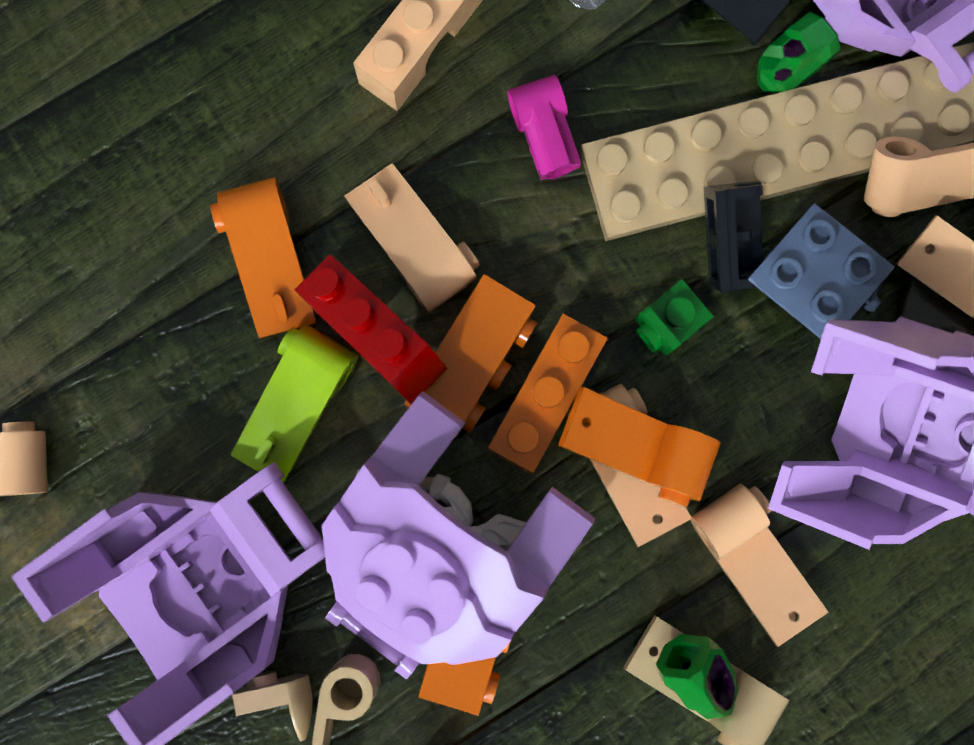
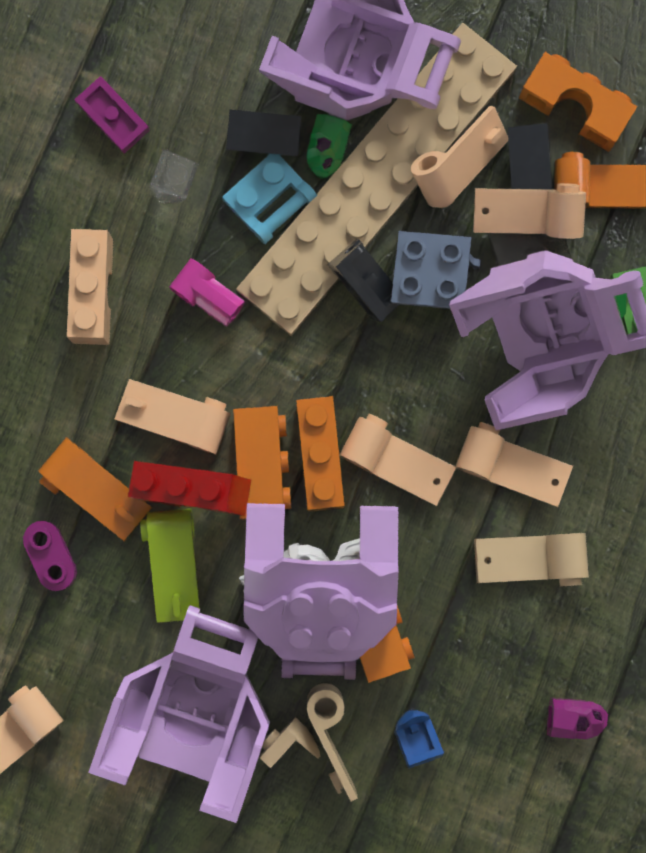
camera: 30 degrees left, 0 degrees up
(167, 296) = (49, 555): none -> magenta plate
(640, 446) = (396, 446): orange door -> none
(672, 319) = (363, 356): green bracket -> none
(689, 55) = (261, 189): none -> medium azure plate
(699, 675) = (522, 555): green rock -> none

